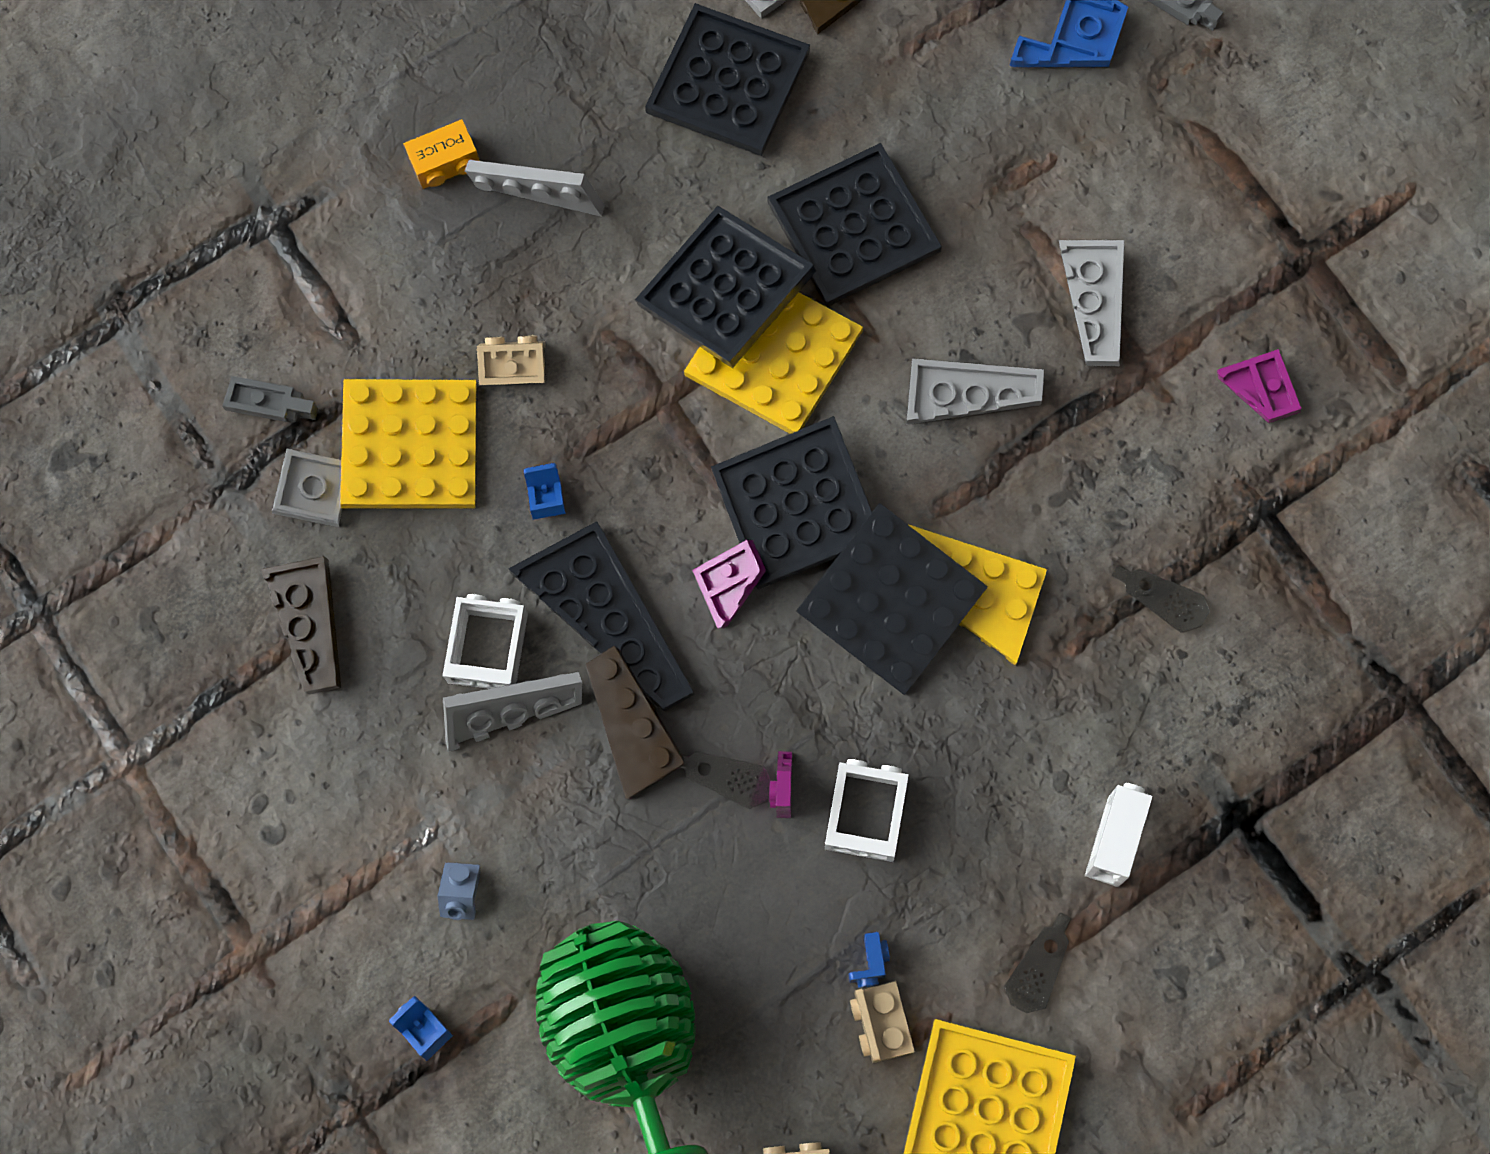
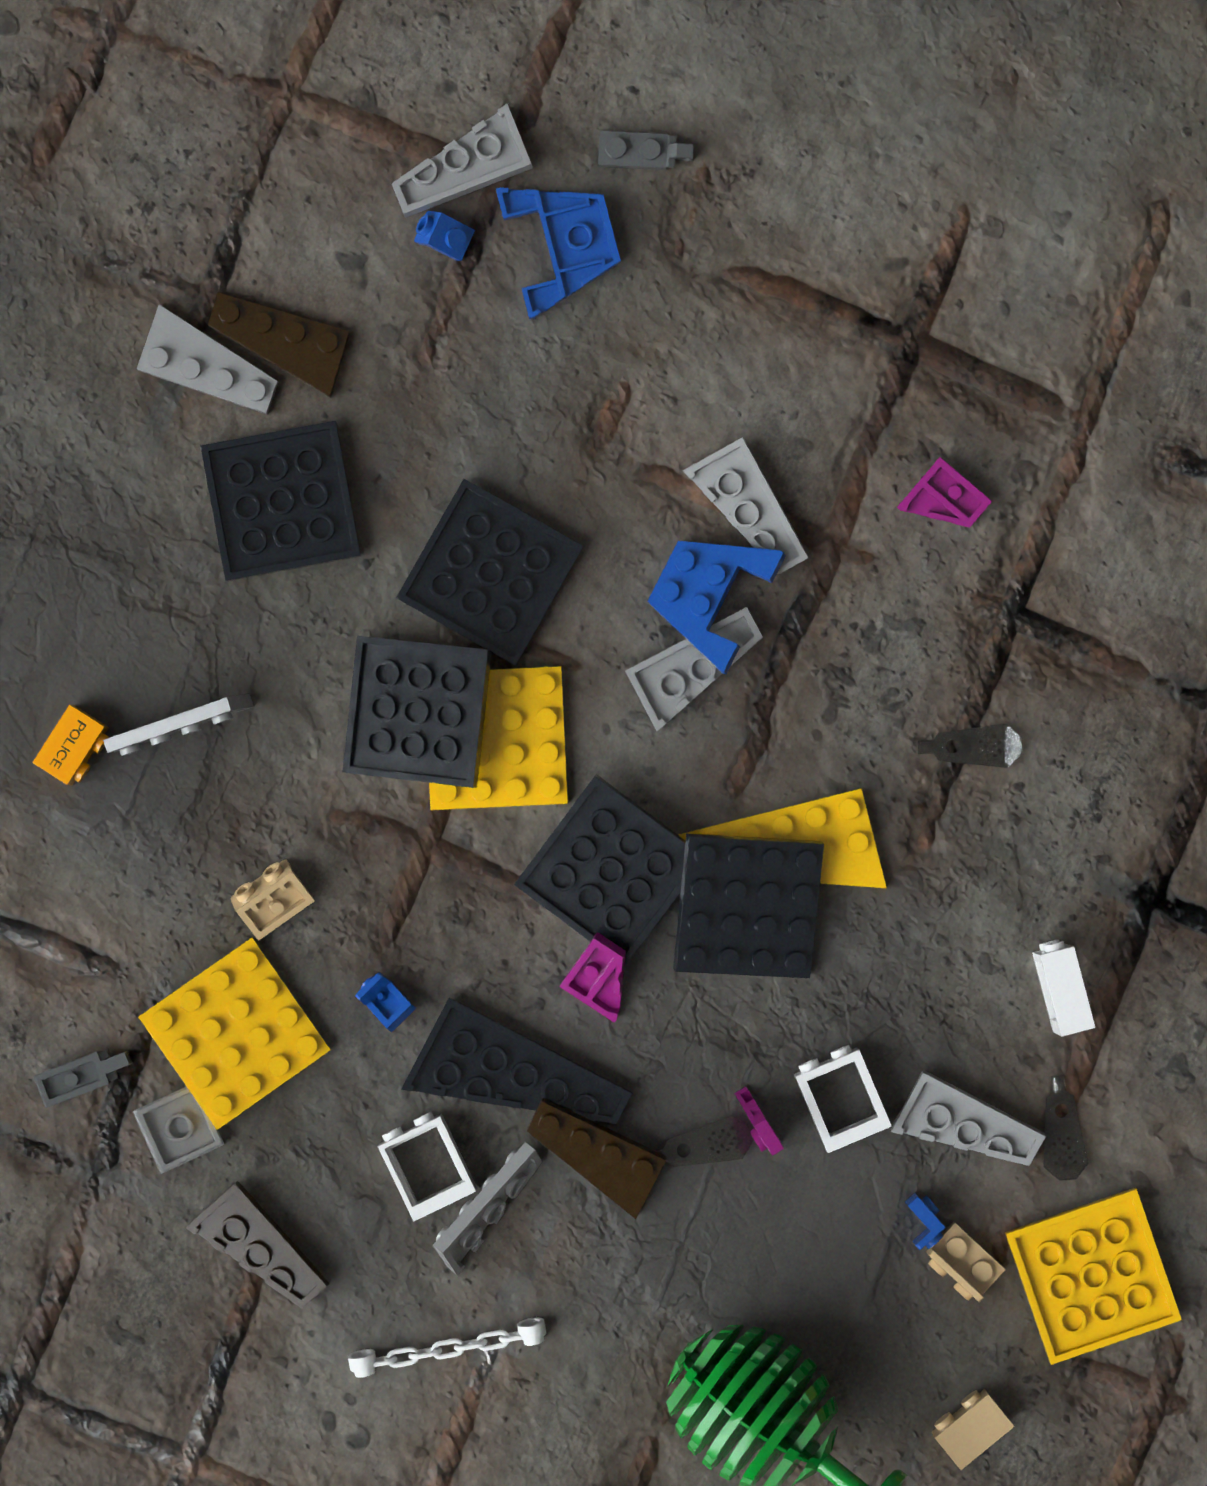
camera: 30 degrees left, 15 degrees up
(322, 771) = (364, 1361): none -> white piece
(458, 891) = (548, 1384): sand blue bracket -> none
(955, 893) = (956, 1118): none -> light grey wing
(1015, 329) = (697, 585): none -> blue wing

